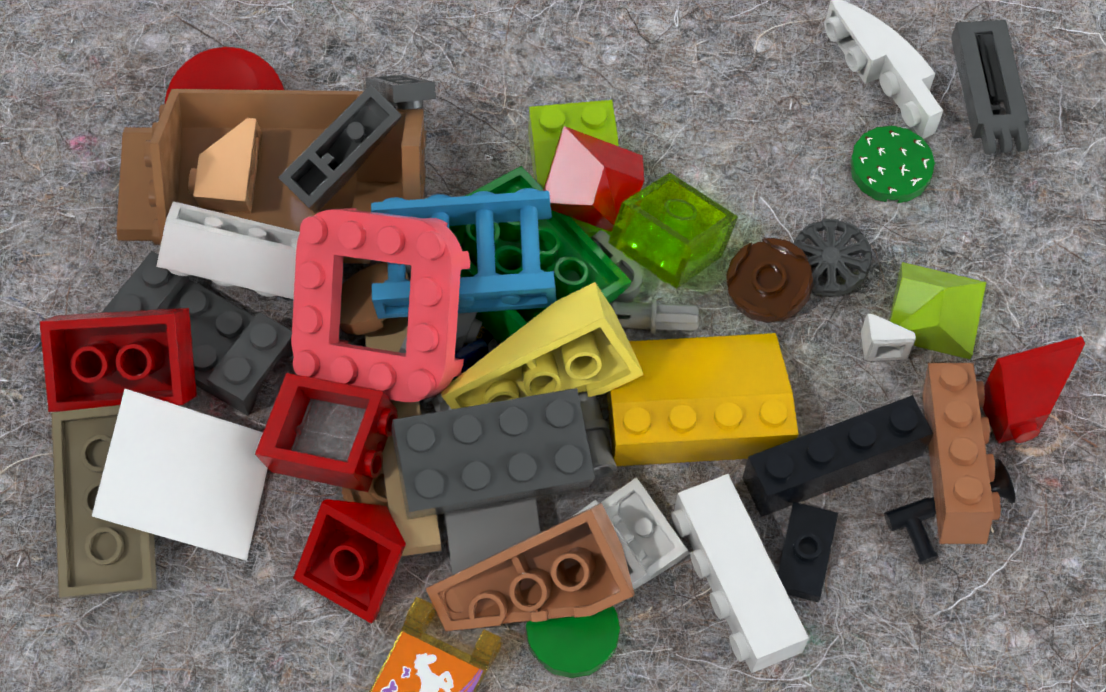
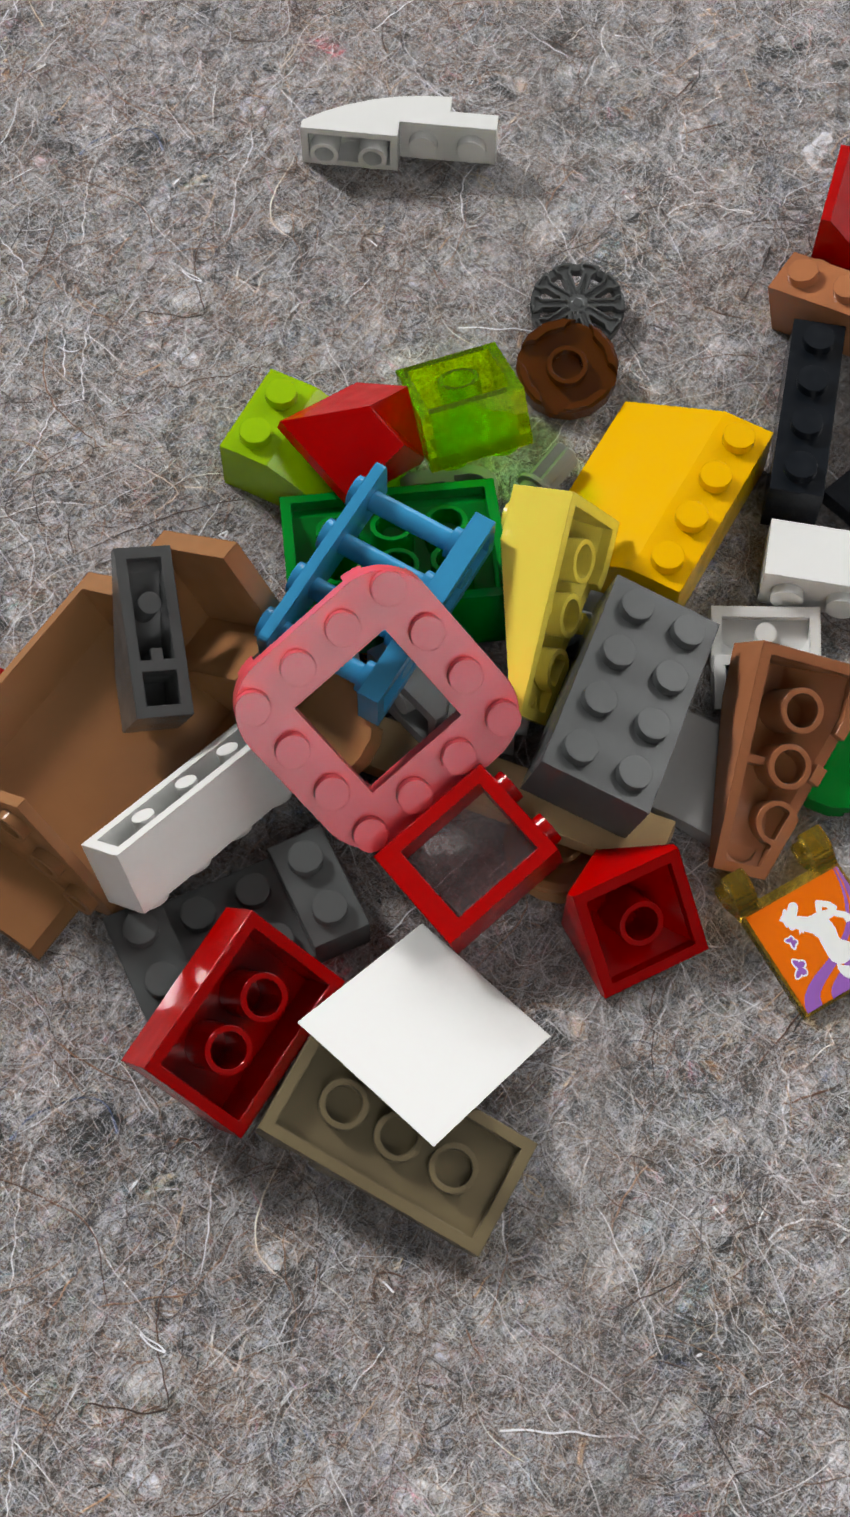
camera: 55 degrees left, 0 degrees up
(228, 170) = (67, 777): light nougat slope -> none
(403, 90) = (93, 550): dark grey plate -> none
(885, 340) = (701, 315): white slope -> none
(892, 164) = (509, 199): green tile -> none
(938, 309) = (691, 263): lime slope -> none
(987, 77) = (486, 73): dark grey hinge -> none

